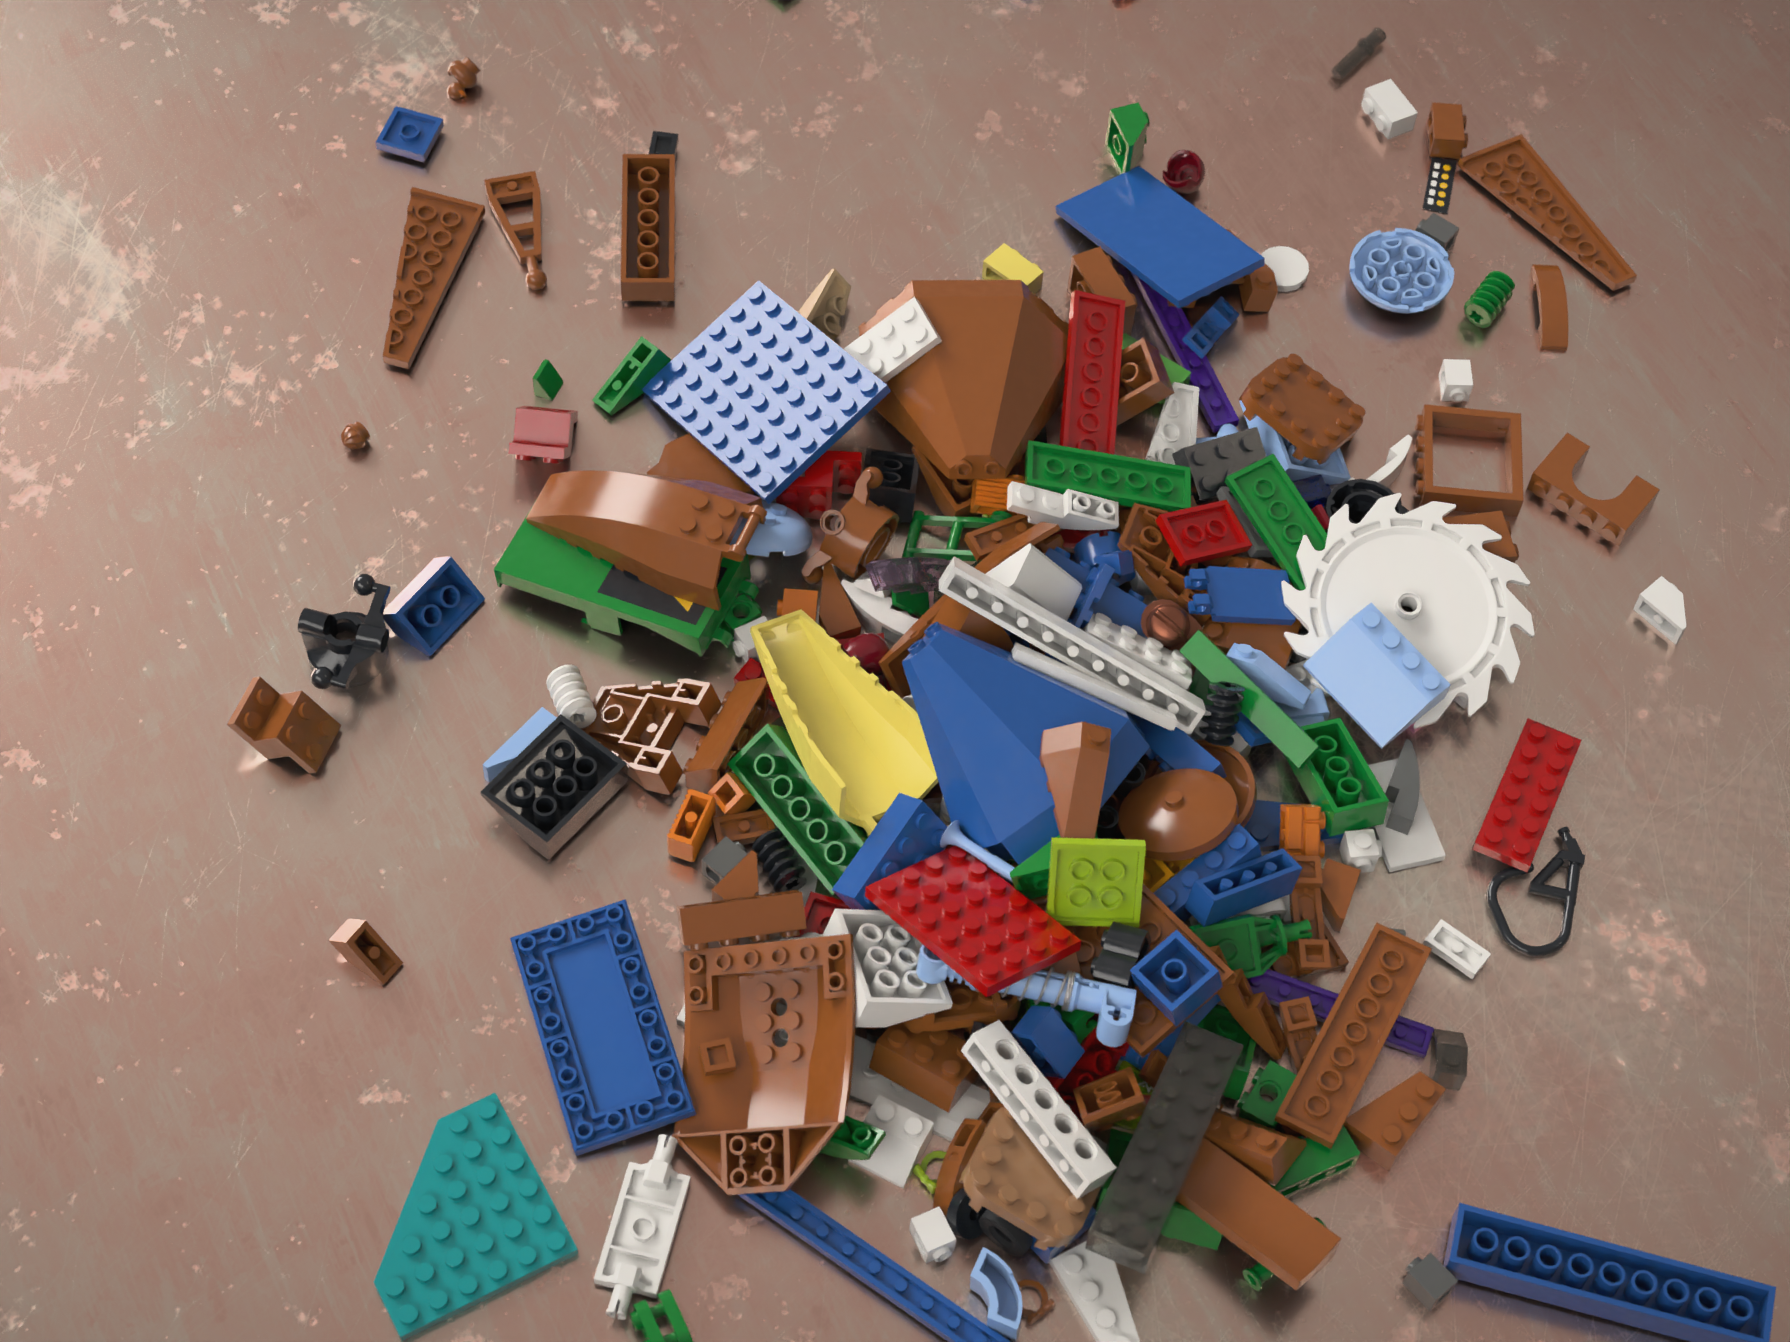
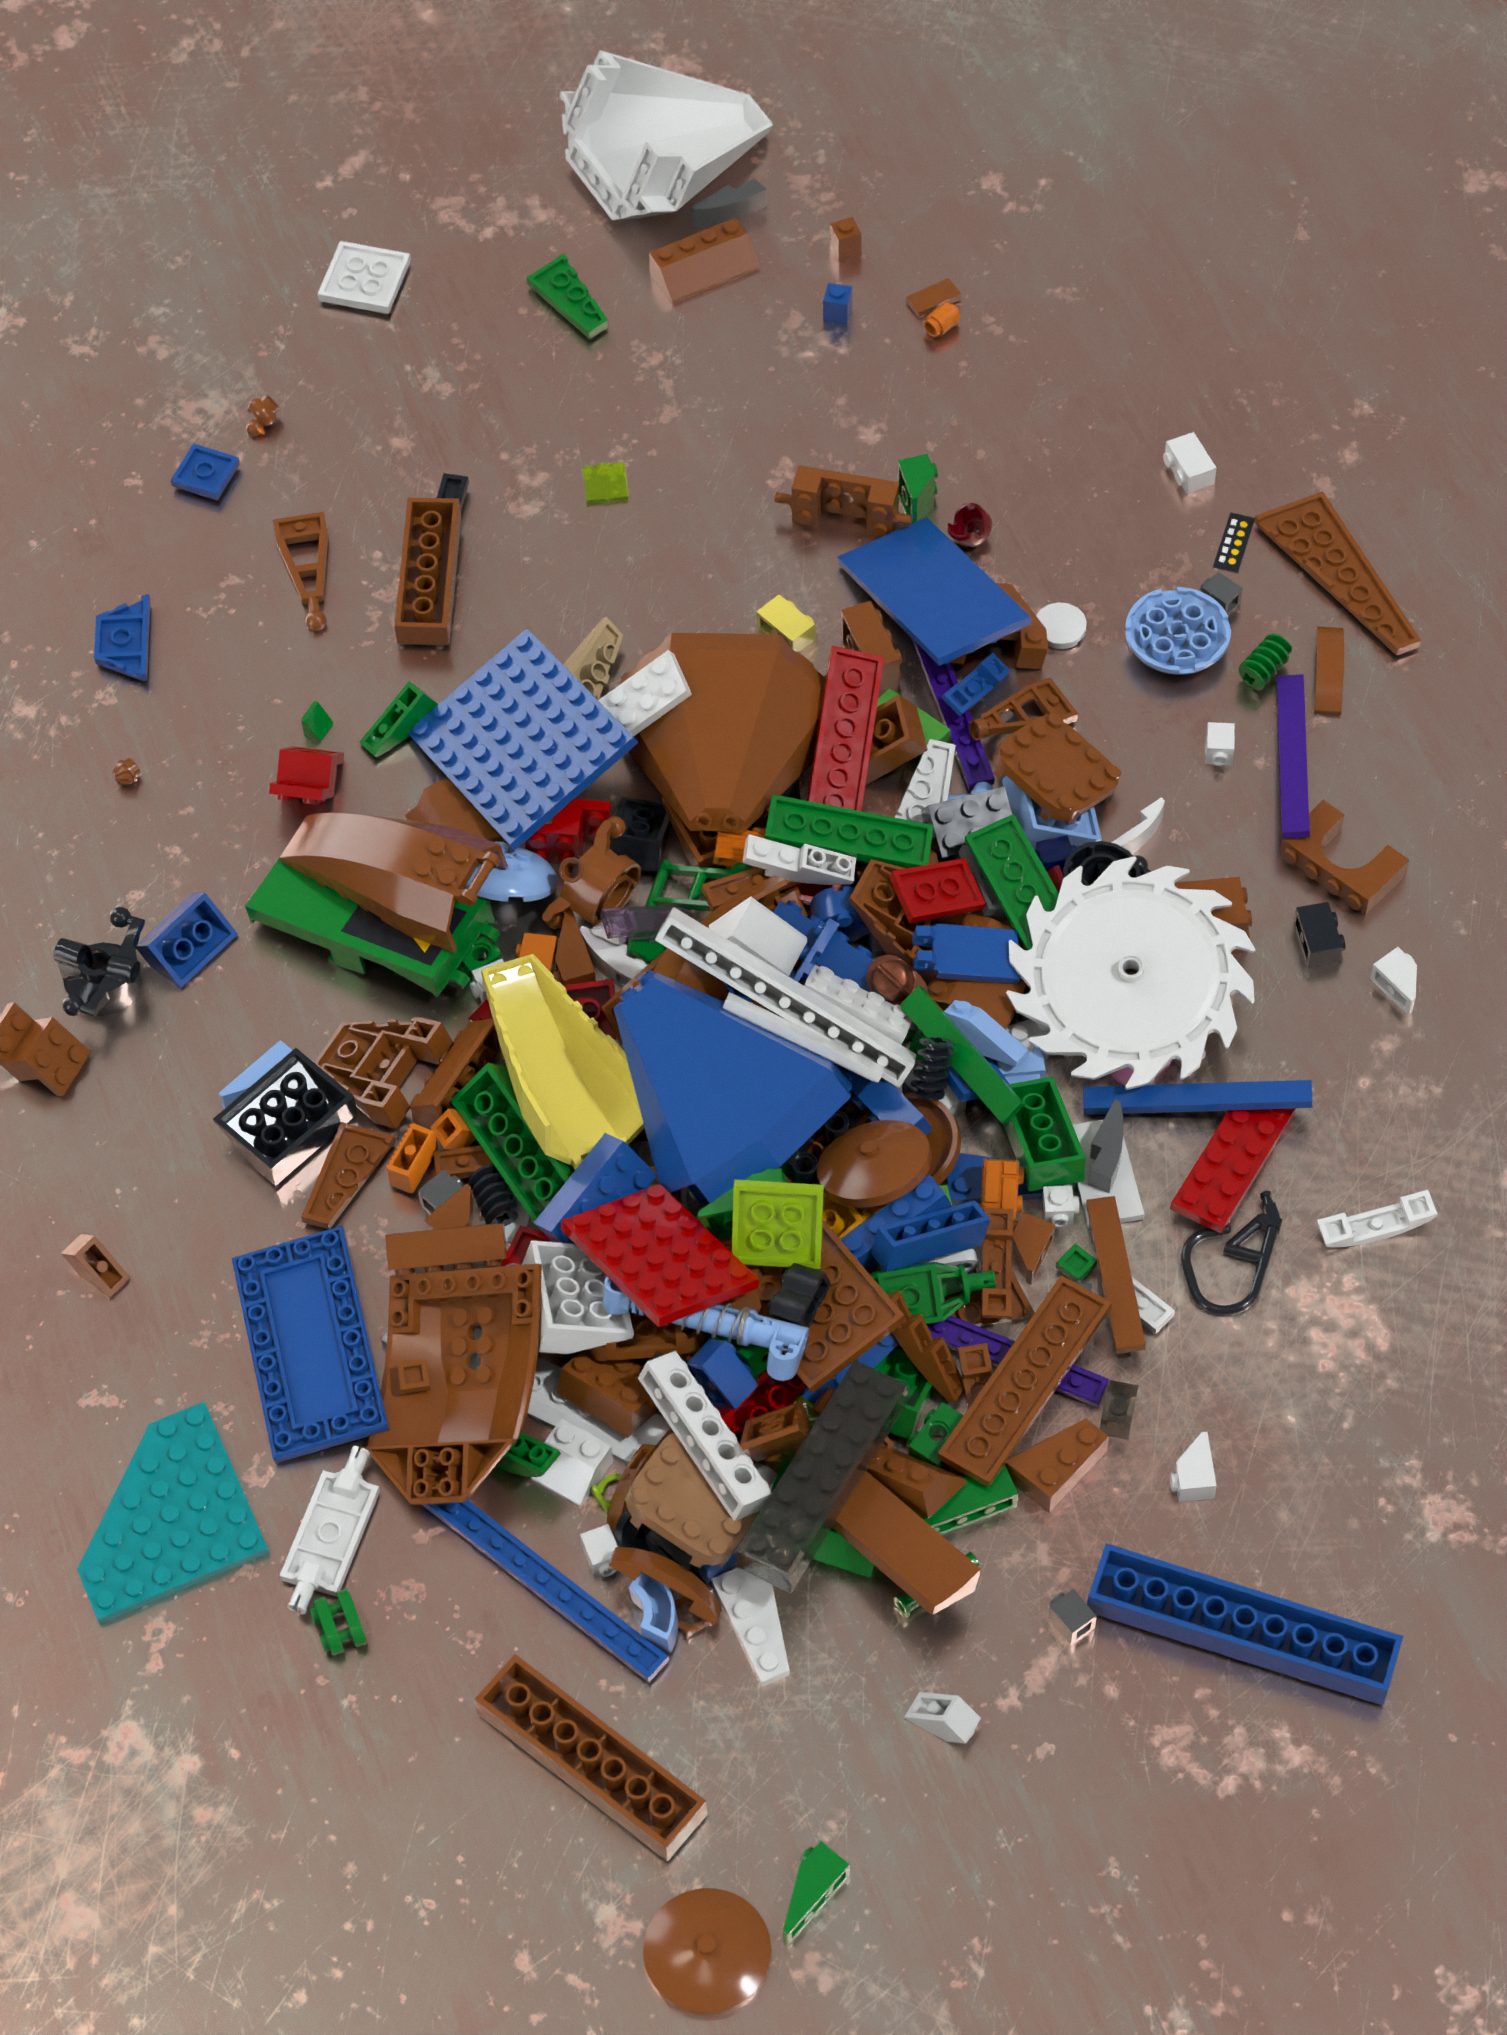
camera: 10 degrees right, 0 degrees up
(340, 302) = (124, 639): none -> blue wing
(431, 253) = (217, 589): dark orange wing -> none
(571, 695) = (309, 1030): white piece -> none
(621, 840) = (345, 1170): none -> dark orange wing
(814, 138) = (605, 483): none -> clear neon green piece
(869, 650) = (592, 996): dark red helmet -> none
(955, 837) = (653, 1176): light blue piece -> none
(976, 1246) = (633, 1561): none -> dark orange slope
(1035, 141) = (825, 489): none -> dark orange brick
(1076, 772) = (766, 1116): dark orange wedge -> none
(1119, 560) = (848, 917): blue slope -> none
(1176, 977) = (846, 1317): blue brick -> none
(1276, 335) = (1043, 693): none -> dark orange plate
(1364, 48) = (1167, 404): clear smoke axle -> none
(1377, 676) = (1091, 1036): light blue slope -> none
(1384, 908) = (1076, 1263): none -> green plate
(1428, 919) = (1115, 1274): none -> dark orange tile
(1446, 130) = (1245, 486): dark orange brick -> none
(1472, 419) = (1215, 864): dark orange window -> none
(1496, 733) = (1200, 1097): none -> blue tile
(1531, 392) = (1293, 757): none -> dark purple tile
(1535, 1122) = (1194, 1472): none -> white slope
(1579, 566) = (1319, 934): none -> black brick
(1680, 855) = (1378, 1223): none -> white slope

